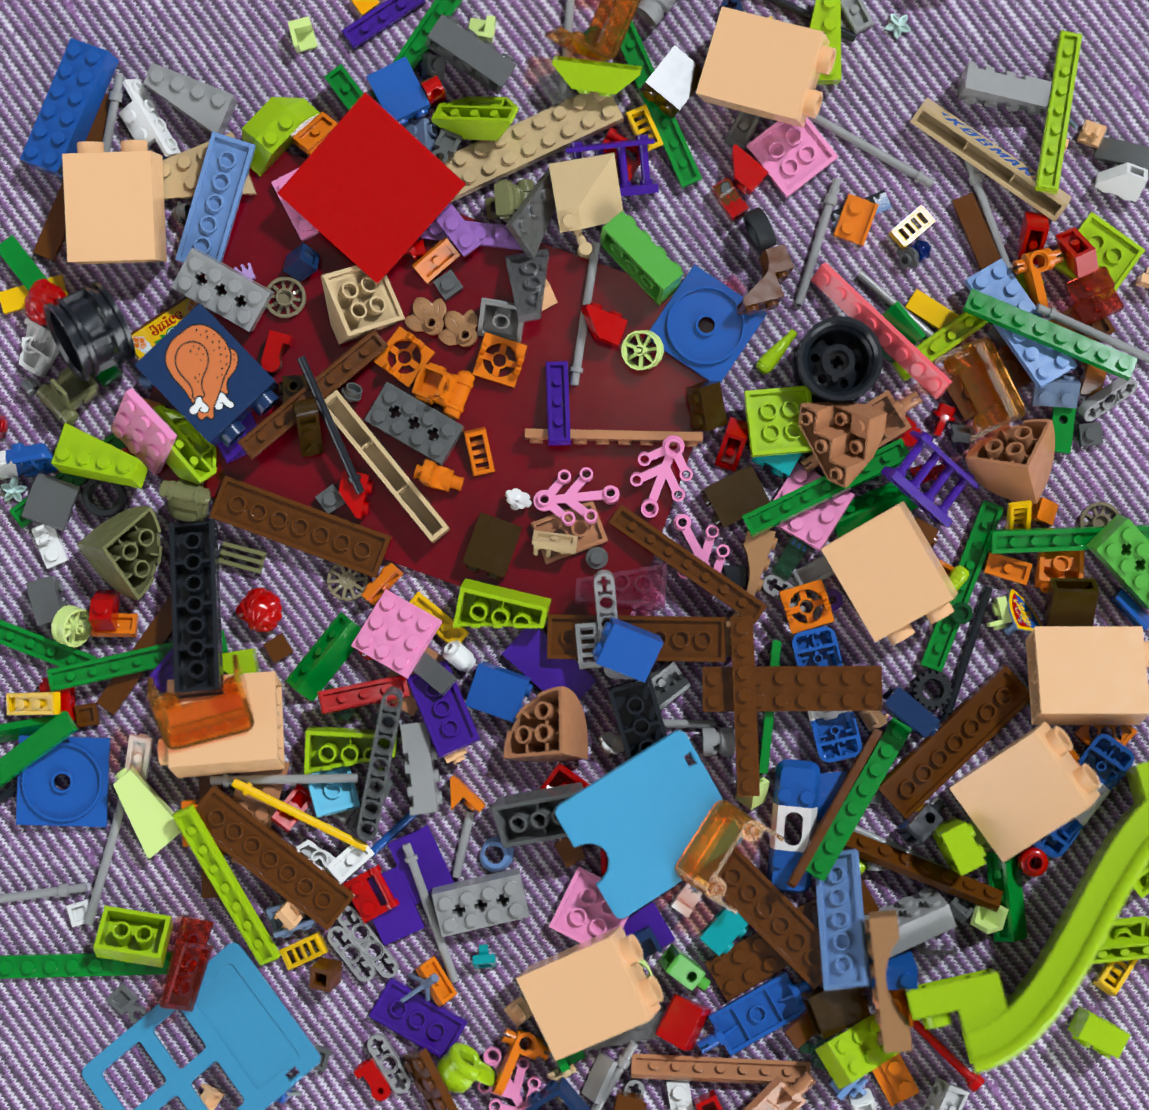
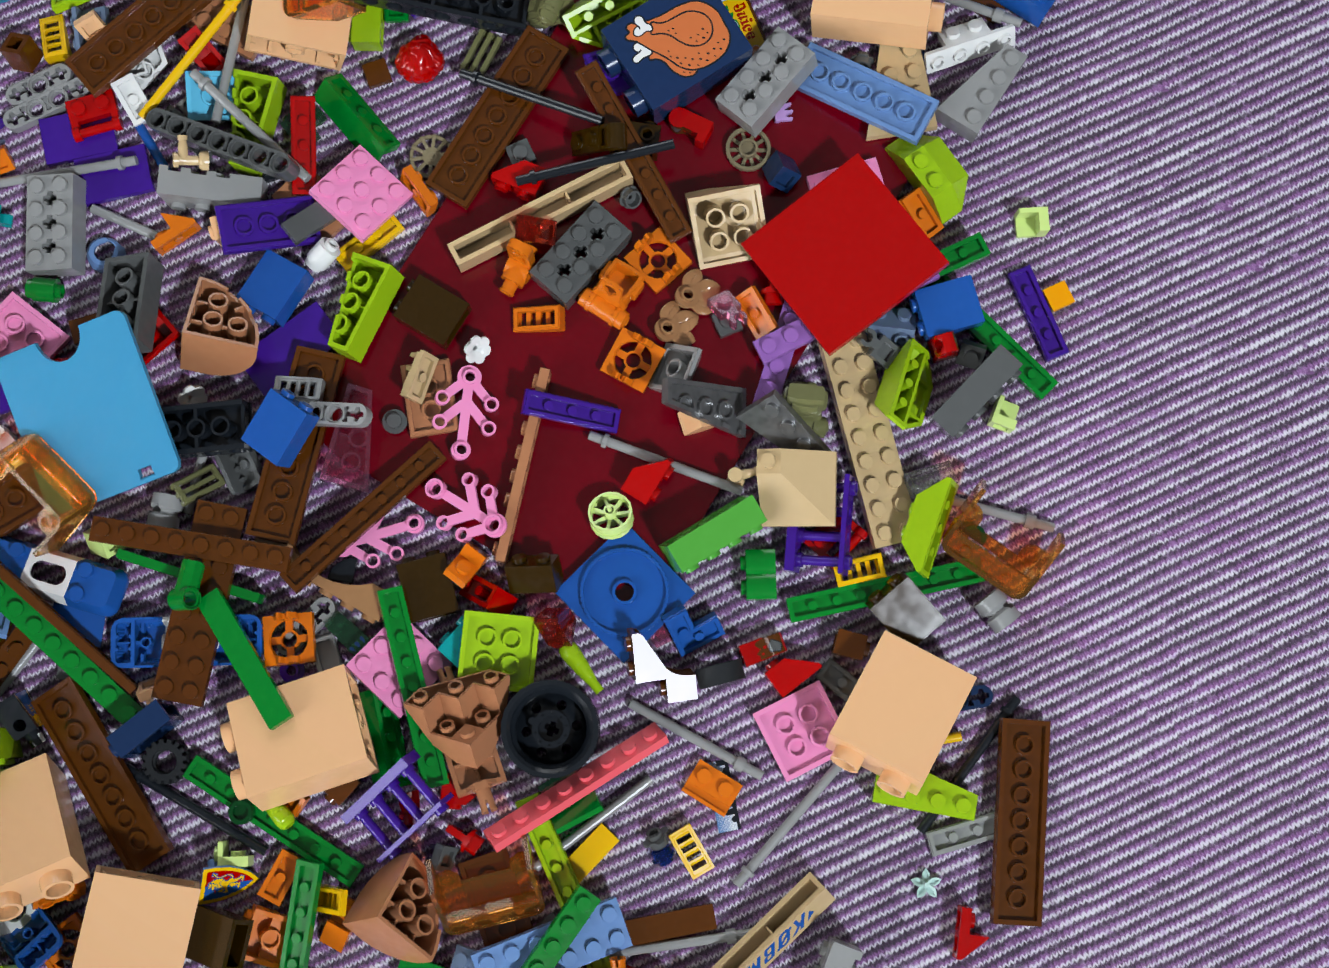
camera: 100 degrees right, 5 degrees down
(269, 551) = (477, 78): none -> black bar
(326, 793) = (205, 84): none -> light grey bar
(400, 795) = (183, 158): none -> tan piece
(405, 464) = (535, 230): none -> clear red slope
(436, 285) = (725, 306): none -> clear pink plate
(540, 899) = (44, 289): none -> green brick
(666, 213) = (759, 574): none -> green brick
(699, 728) = (182, 493): none -> olive tile
(710, 125) = (850, 645): none -> reddish brown brick
(710, 466) = (466, 564): none -> orange slope
(730, 262) = (688, 634): none -> blue tile
(748, 376) = (556, 626): none -> clear red slope
(790, 696) = (188, 586): none -> green piece
(834, 633) = (245, 659): none -> green tile

